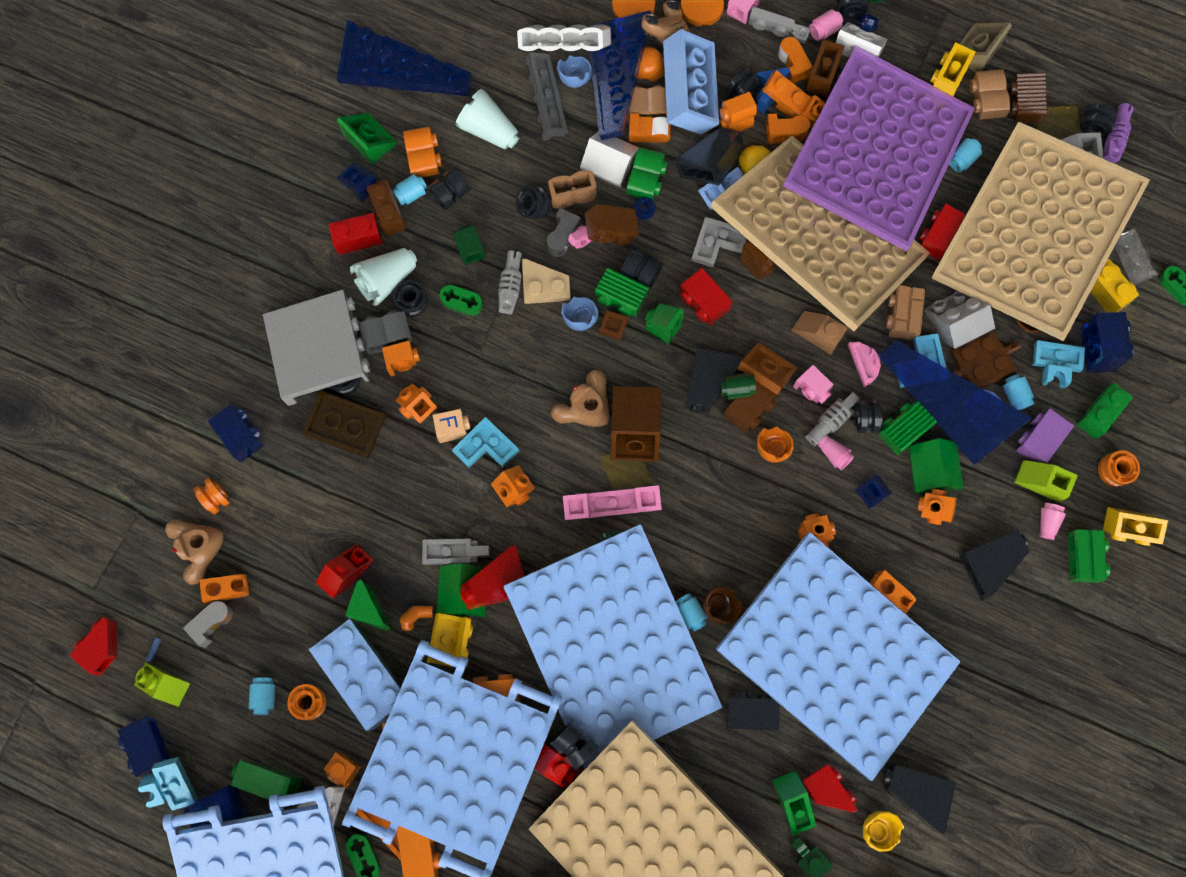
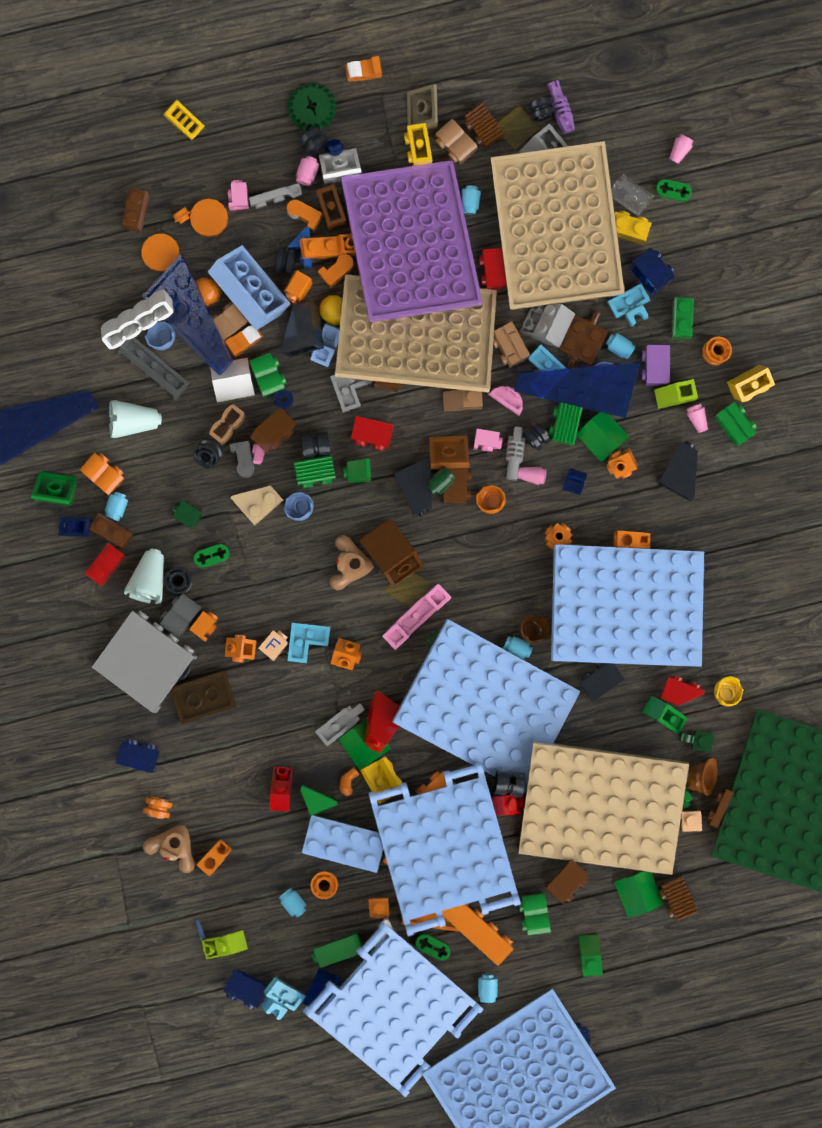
camera: 45 degrees left, 10 degrees up
(98, 647) = (166, 954): red slope -> none
(208, 621) = (220, 885): light grey leg -> none
(448, 188) = (142, 486): black wheel -> none
(509, 283) = (235, 520): light grey hinge -> none
(613, 325) = (326, 497): reddish brown plate -> none
(667, 25) = (202, 255): medium nougat head -> none
(922, 795) = (736, 651): black slope -> none

